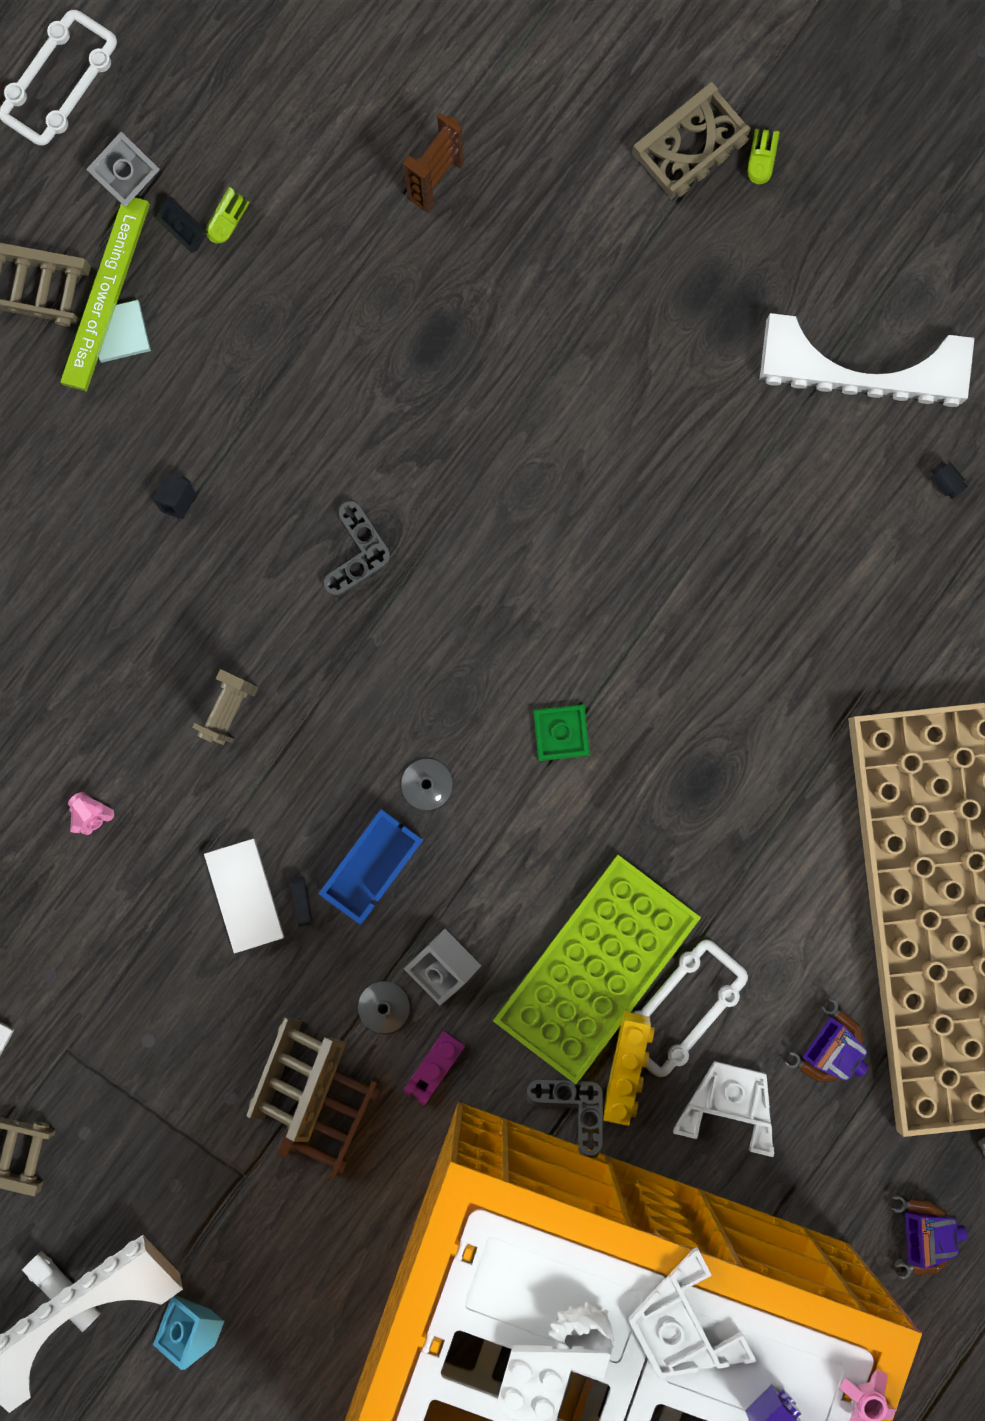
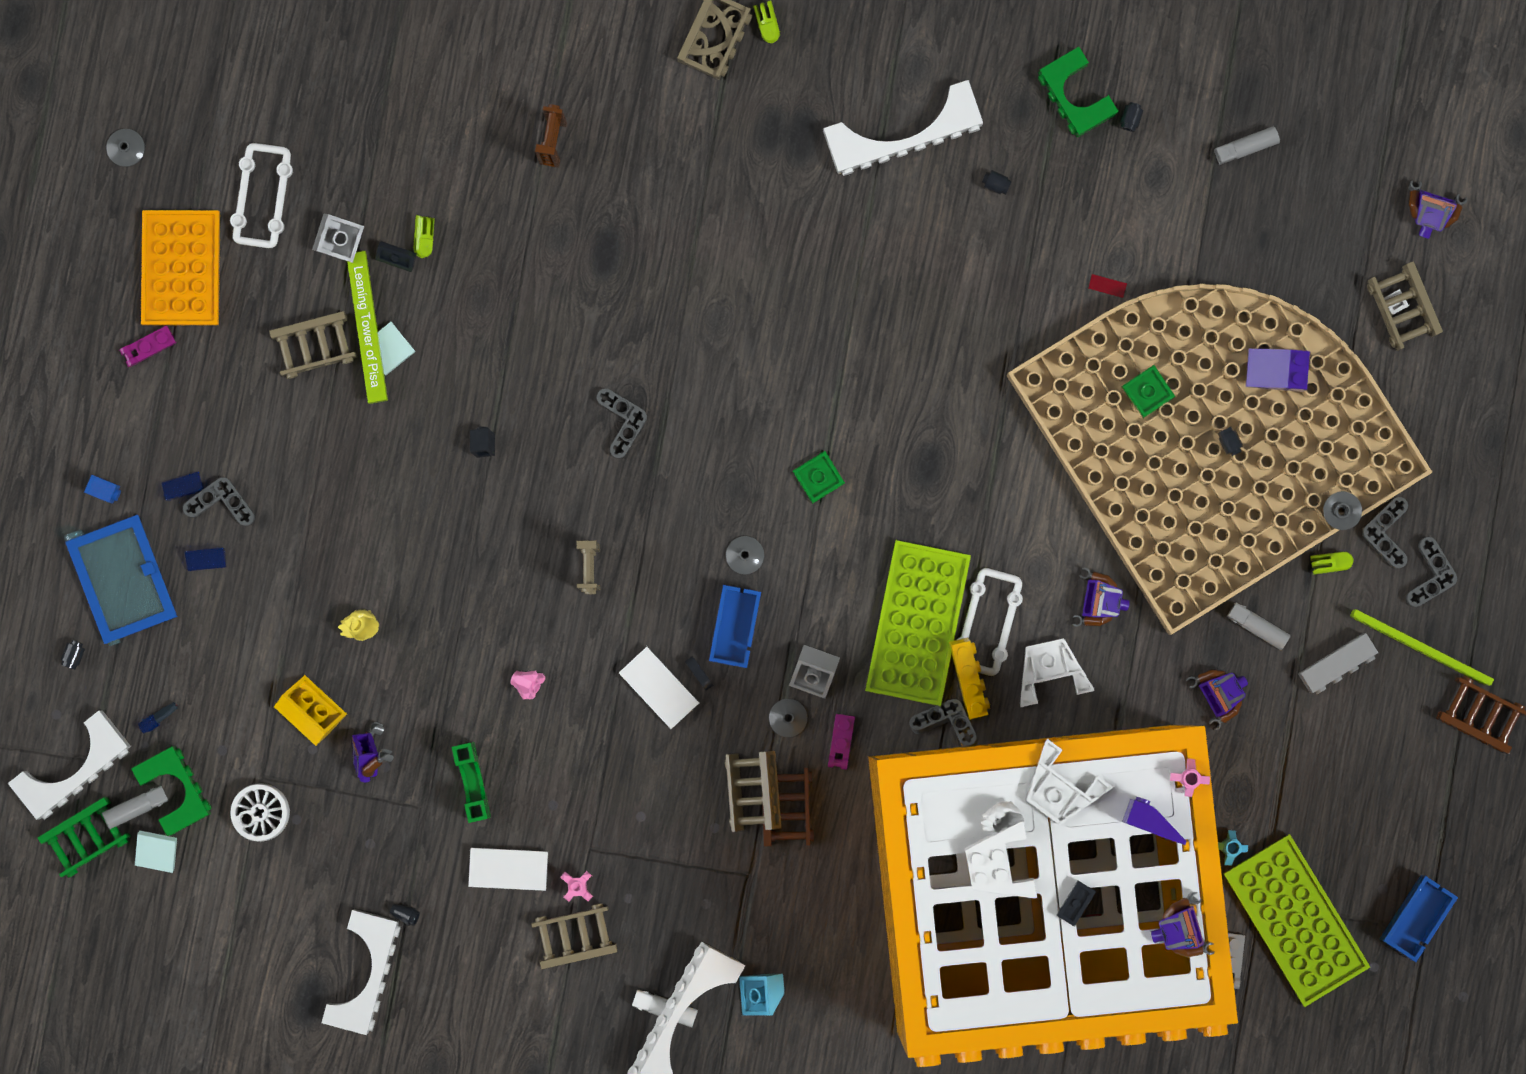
camera: 30 degrees left, 0 degrees up
(25, 1091) = (577, 886): none -> bright pink rock

